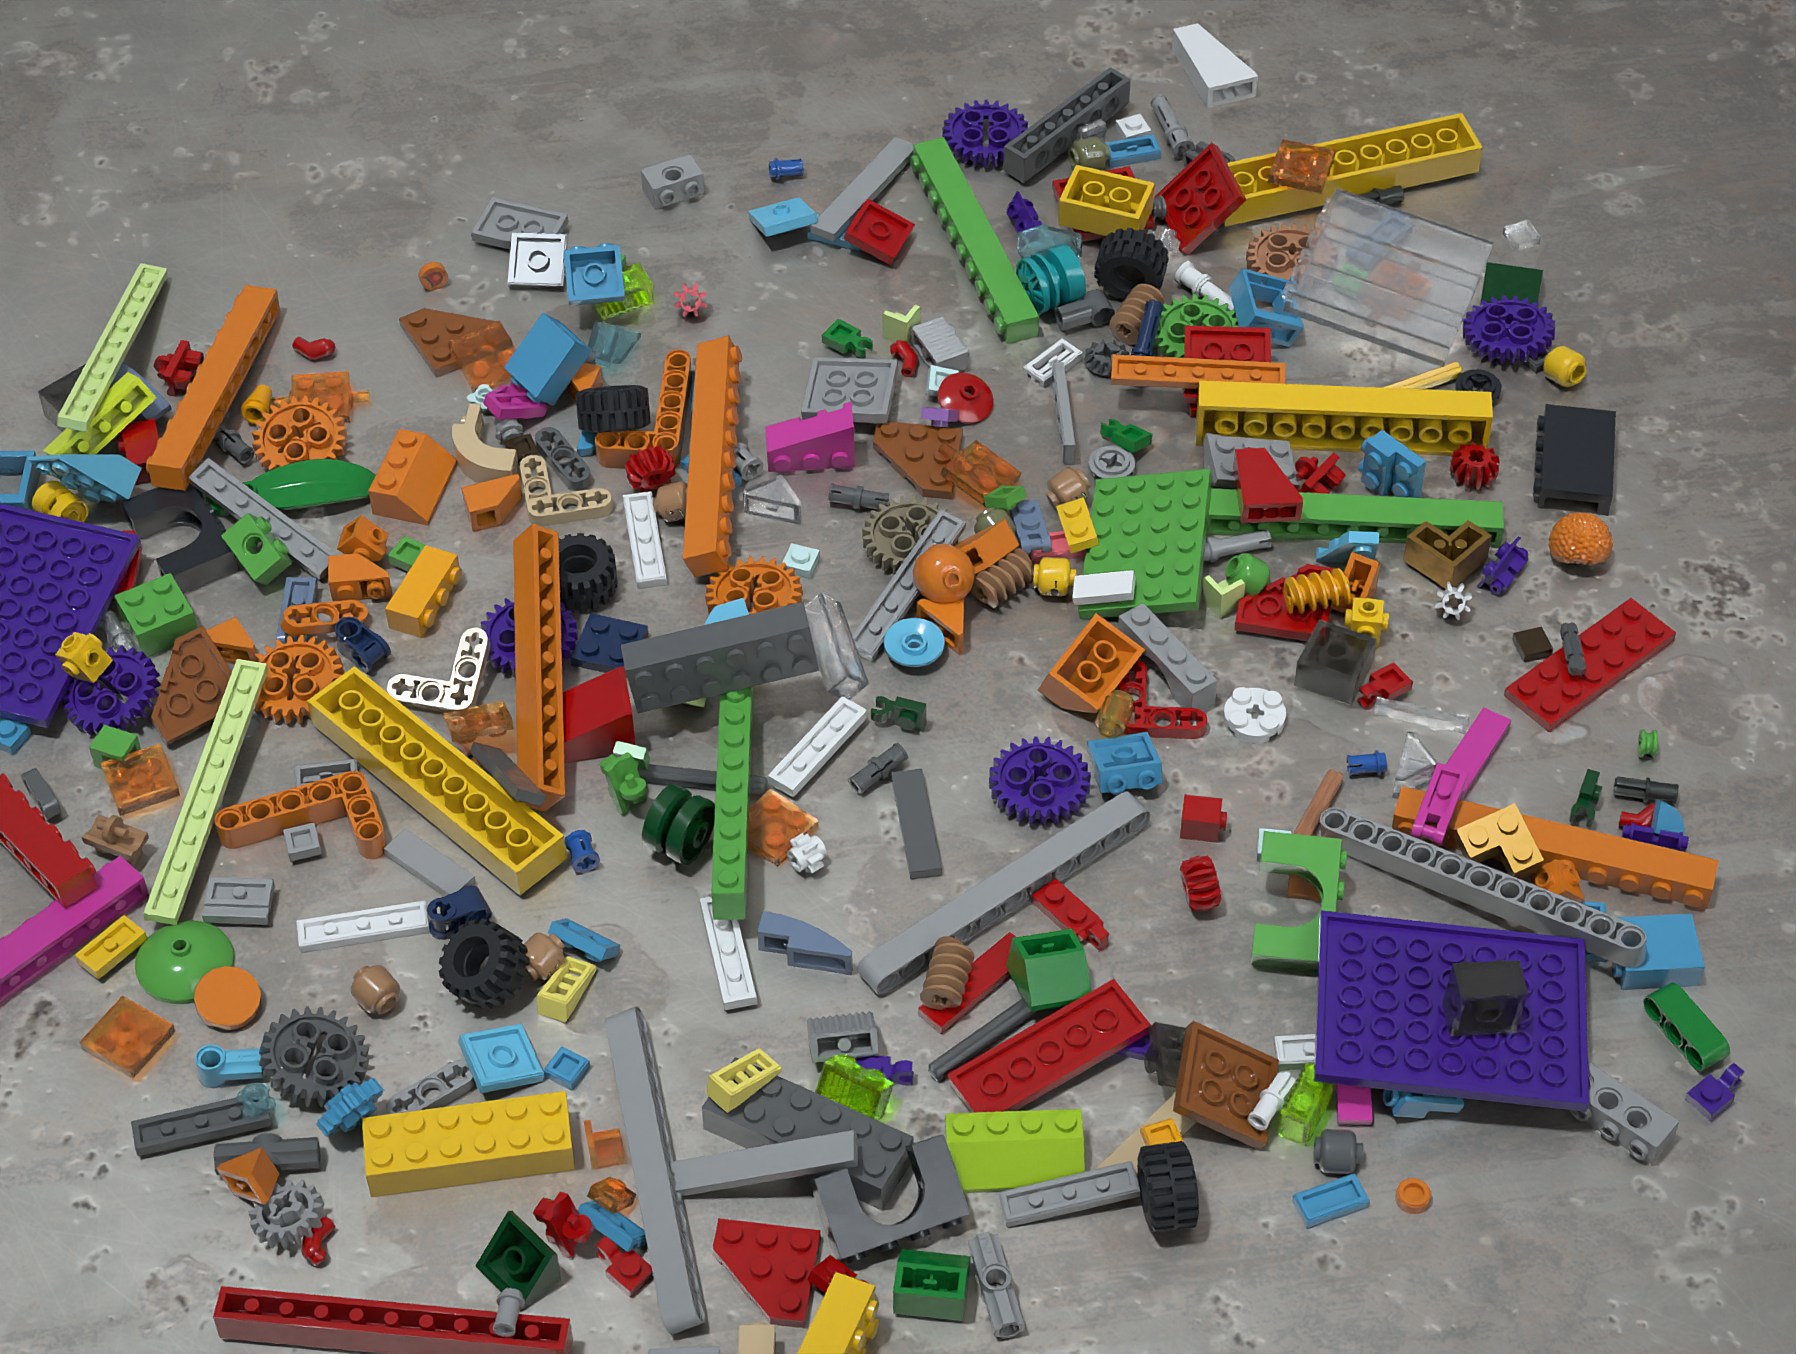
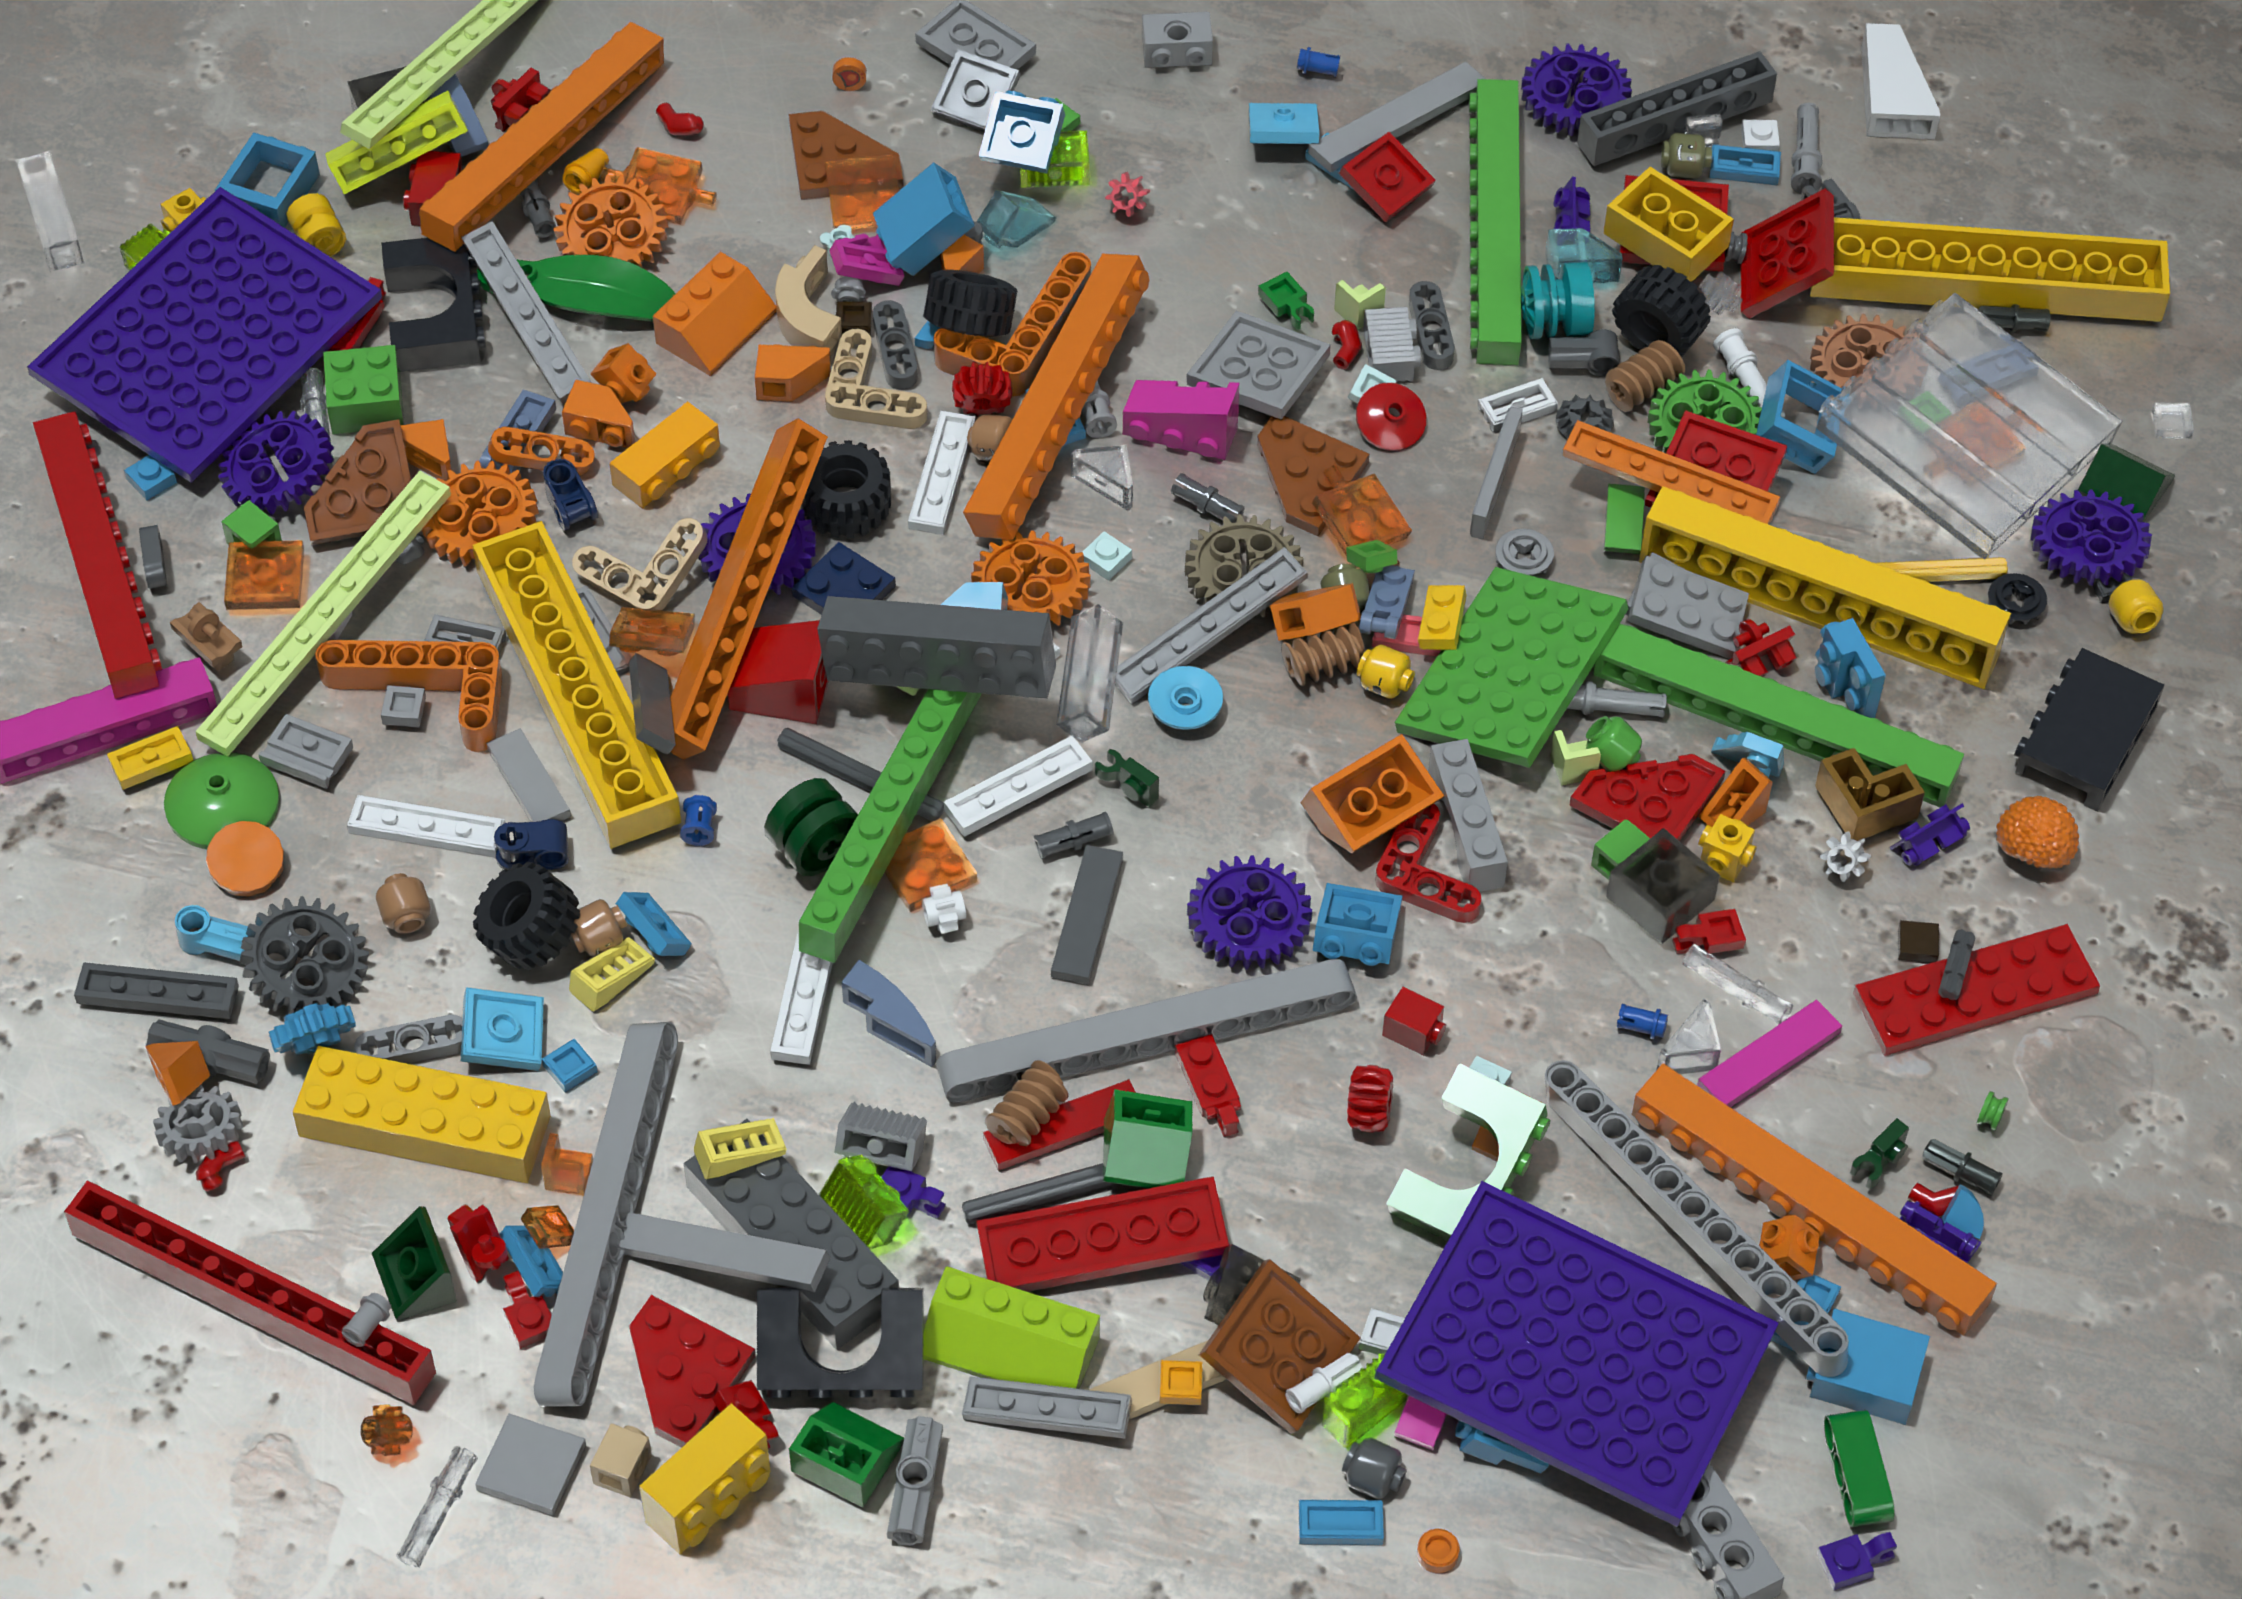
camera: 20 degrees right, 5 degrees up
(83, 657) = (256, 414): yellow brick -> none
(96, 475) = (367, 203): medium azure slope -> none
(127, 1037) = (122, 865): clear orange plate -> none
(243, 539) = (489, 333): bright green brick -> none
(252, 1092) = (220, 975): clear light blue plate -> none
(405, 553) = (666, 401): bright green plate -> none
(623, 781) = (777, 755): bright green hips -> none
(639, 753) = (798, 729): plate -> none
(940, 416) = (1347, 430): medium lavender plate -> none
(943, 573) = (1251, 627): orange cylinder -> none
(948, 618) = (1239, 683): orange slope -> none
(960, 315) = (1437, 313): none -> dark grey beam
(1067, 486) = (1455, 566): medium nougat head -> none
(1104, 587) = (1432, 704): white tile -> none
(1114, 714) = (1370, 862): clear yellow brick -> none
(1127, 437) = (1558, 527): green plate -> none
(1148, 329) = (1642, 403): dark blue pin -> none
(1168, 1187) = (1151, 1440): black tyre -> none
(1173, 417) = (1624, 518): none -> bright green slope
(1256, 700) = (1545, 898): white plate -> none
(1264, 489) = (1675, 645): red slope -> none
(1289, 648) = (1616, 847): none -> bright green panel
(1301, 166) = (1927, 251): clear orange plate -> none
(1317, 589) = (1681, 791): light orange piece -> none
(1319, 803) = (1563, 1049): nougat axle -> none
(1439, 803) = (1692, 1100): dark pink plate -> none
(1474, 466) = (1959, 696): red gear -> none
(1484, 998) = (1609, 1352): clear smoke brick -> none
(1505, 835) = (1745, 1163): brick -> none

